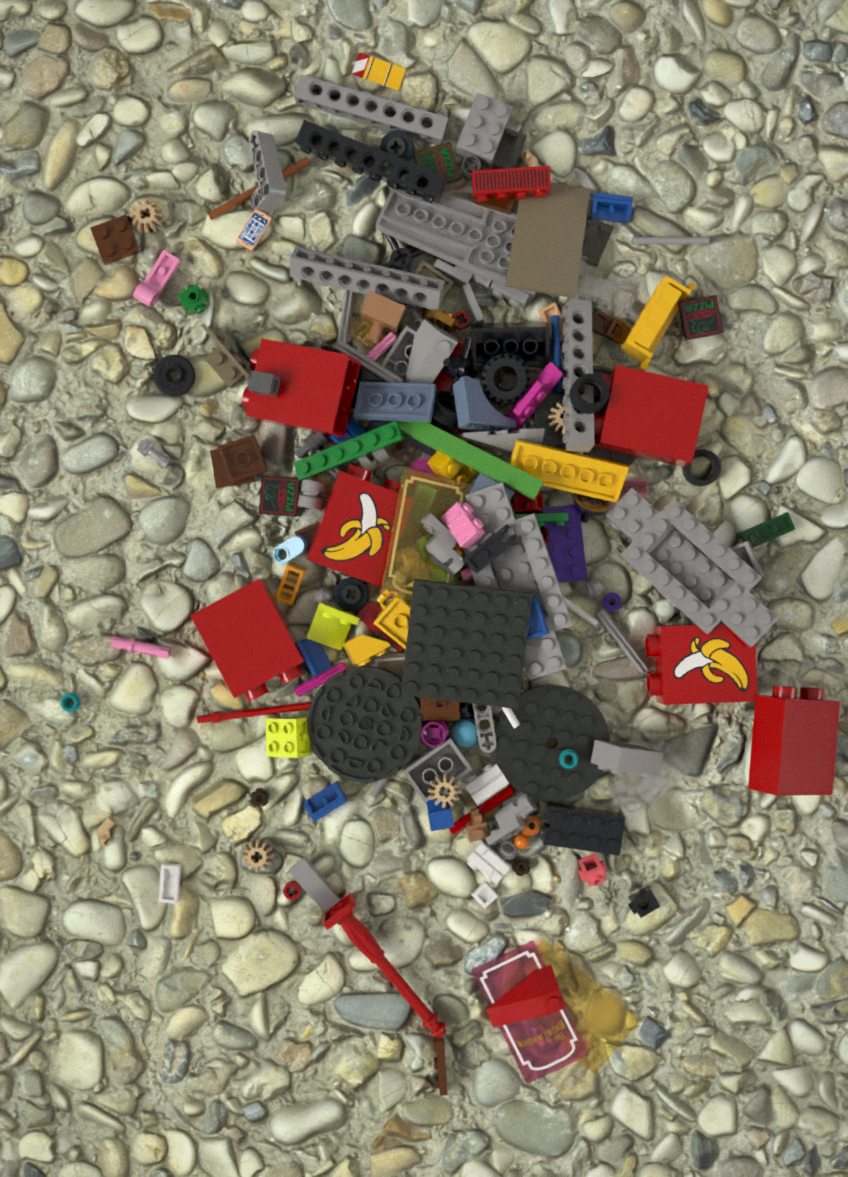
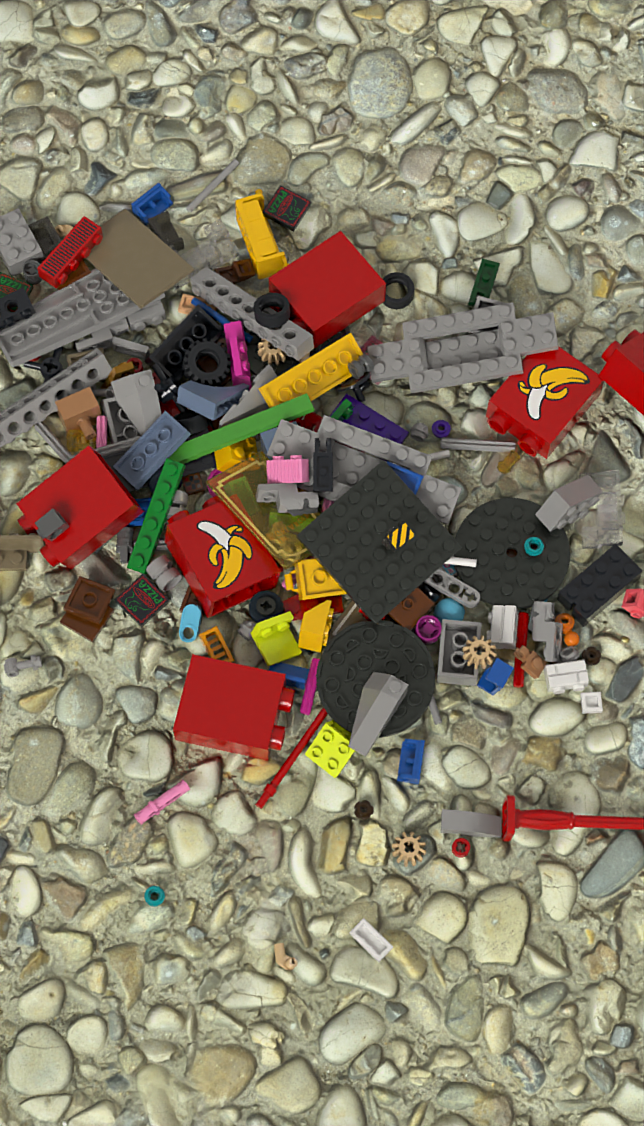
camera: 50 degrees left, 20 degrees down
(339, 747) = (377, 705): none -> light grey wedge
(477, 659) = (398, 537): none -> brick
(607, 499) = (359, 367): none -> dark grey wheel
(627, 676) = (506, 464): none -> clear yellow pin

